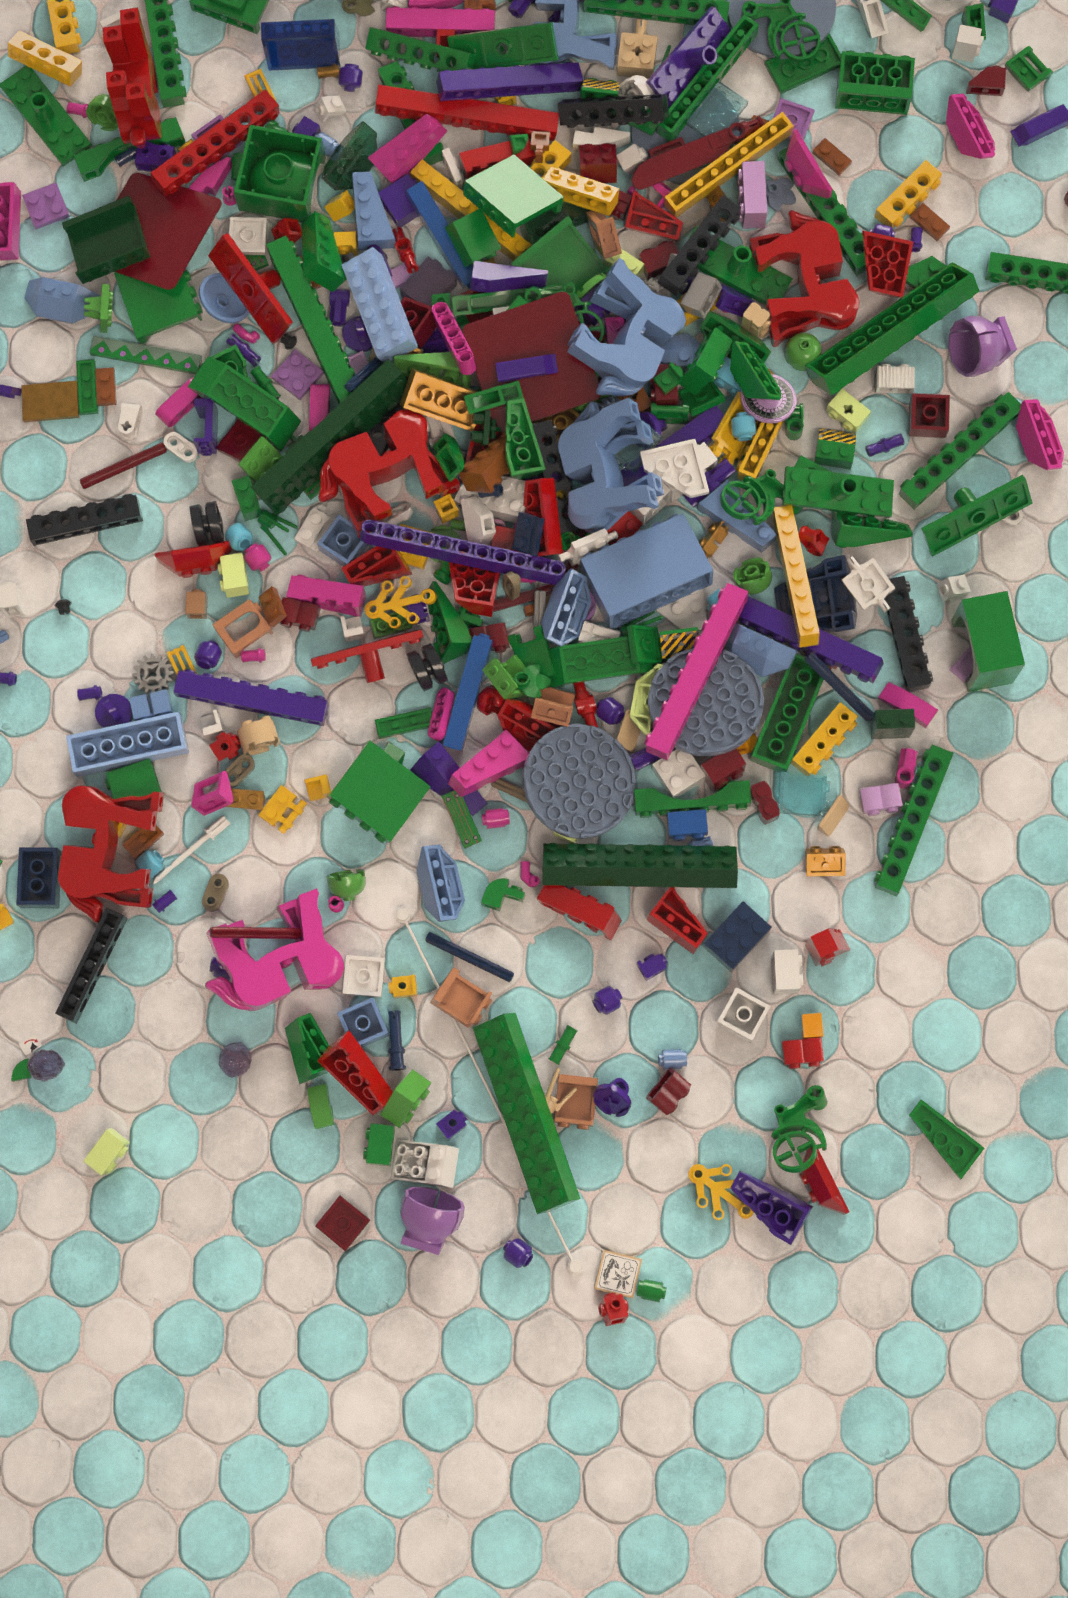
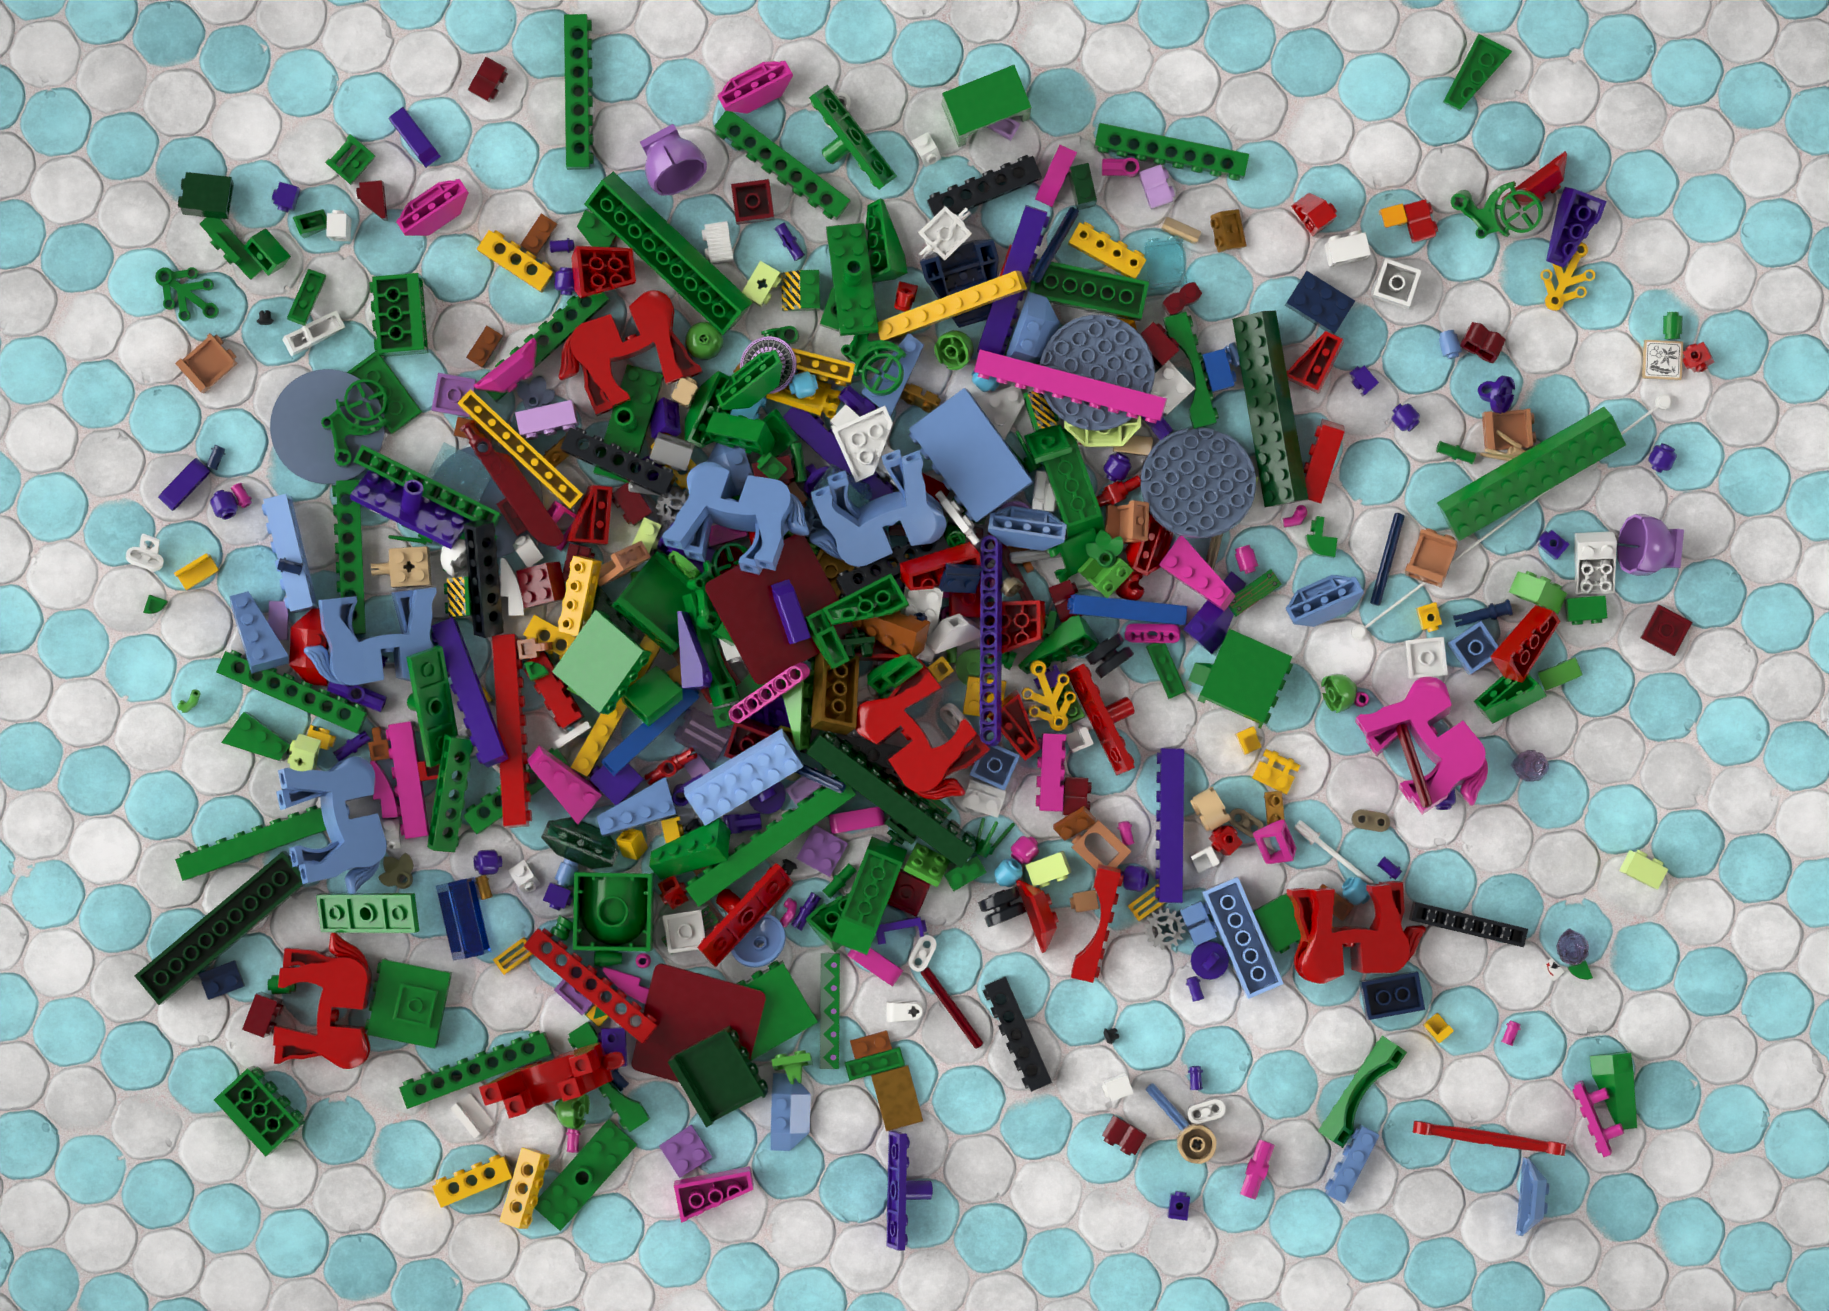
camera: 105 degrees left, 10 degrees up
(205, 620) = (1086, 961): none -> red arch

